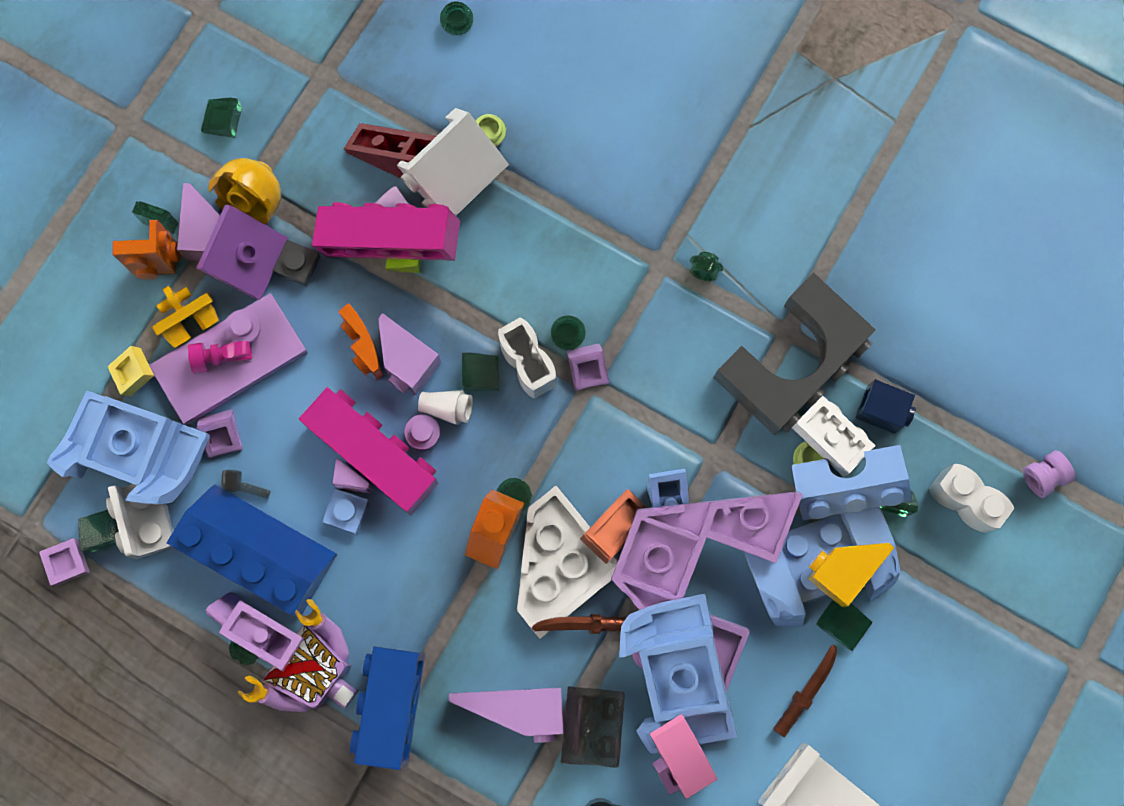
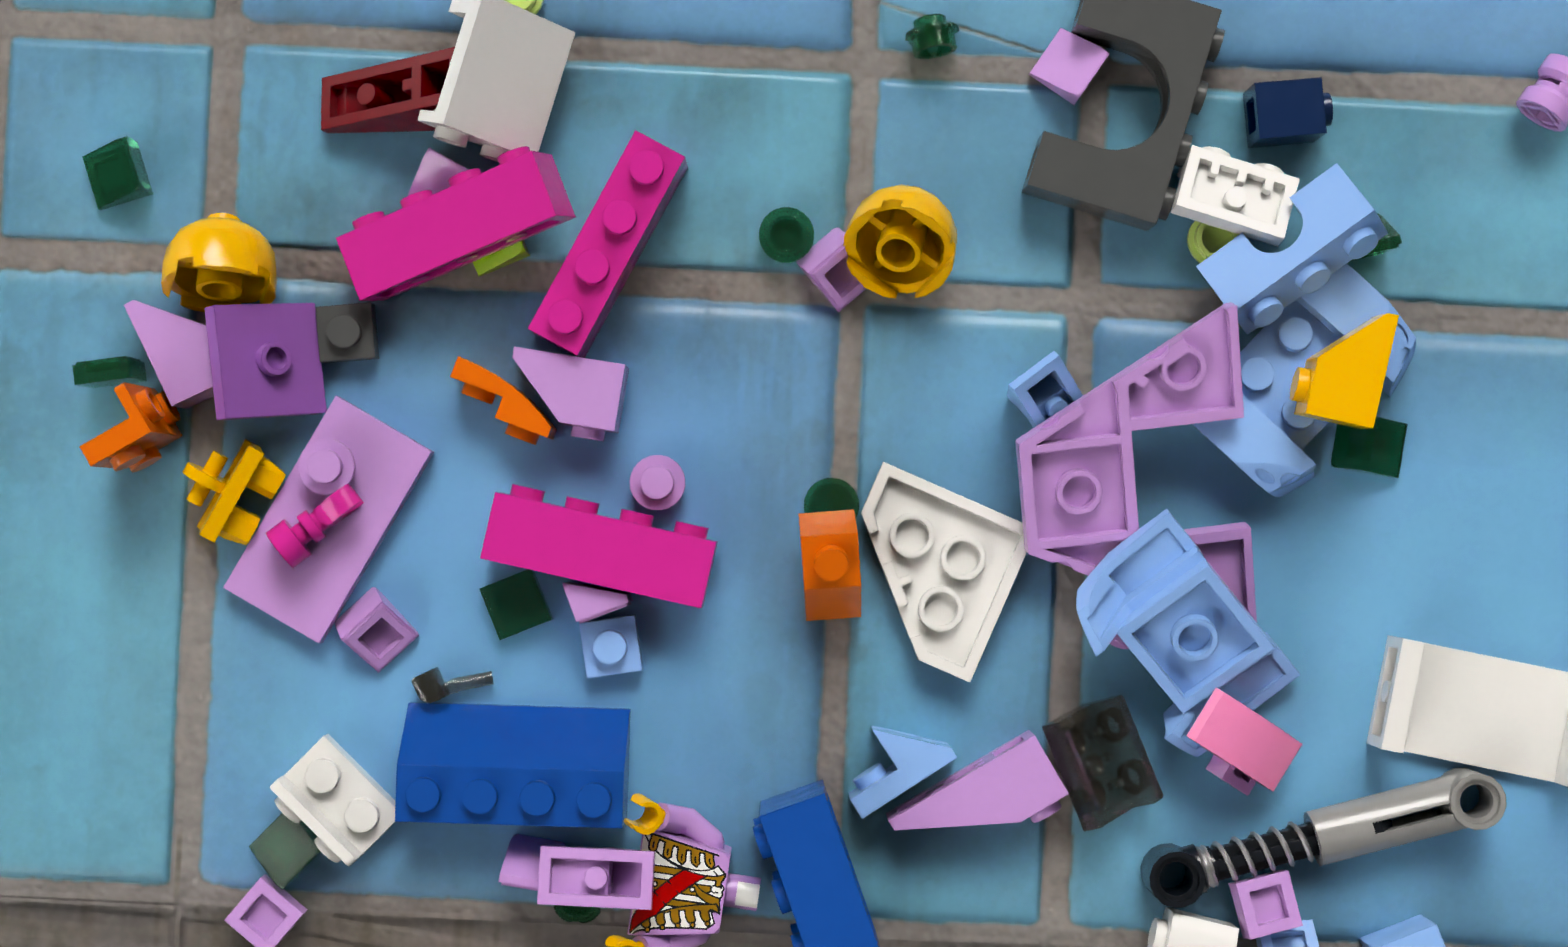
camera: 25 degrees left, 10 degrees up
(130, 371) = (203, 609): light yellow plate -> none
(130, 446) = (265, 716): light blue piece -> none
(305, 459) = (516, 603): none -> clear green tile
(447, 405) = (672, 428): white cone -> none
(465, 287) = (609, 245): none -> dark pink brick
(480, 372) = (693, 355): clear green slope -> none
(482, 667) = (913, 761): none -> light blue slope
(521, 351) = (737, 297): white brick -> none
(593, 623) = (1031, 624): copper piece -> none
(611, 529) = (992, 480): tile -> none
(629, 366) = (901, 242): none -> yellow cylinder
(775, 320) = (1069, 65): none -> lavender slope
(803, 699) = (1364, 576): copper piece -> none
(976, 504) = (1473, 188): white brick -> none

